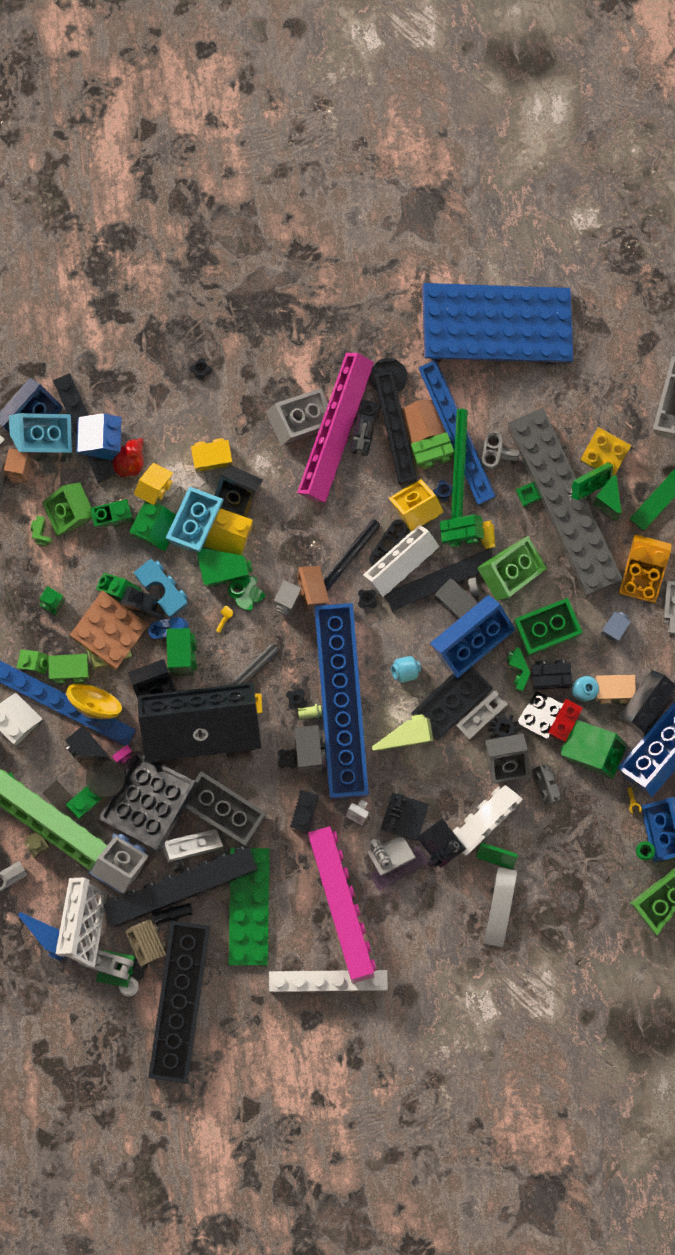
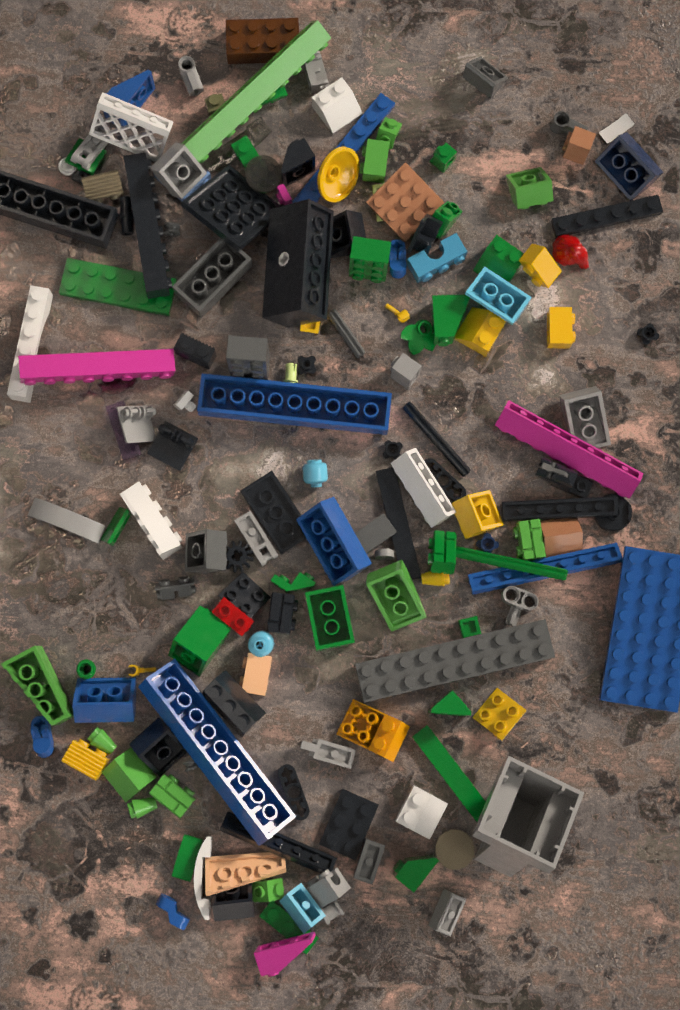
camera: 95 degrees right, 0 degrees up
(37, 528) = (513, 156): bright green bracket -> none
(41, 432) = (606, 169): medium azure slope -> none
(99, 436) = (595, 223): slope -> none
(111, 514) = (517, 224): green slope -> none
(192, 845) = (184, 241): white plate -> none
(238, 490) = (520, 345): black slope -> none
(312, 587) = (412, 396): nougat slope -> none
(409, 733) = (248, 467): yellowish green slope -> none
(441, 844) = (136, 472): black hinge -> none
(591, 481) = (470, 690): green plate -> none
(616, 626) = (319, 688): sand blue brick -> none

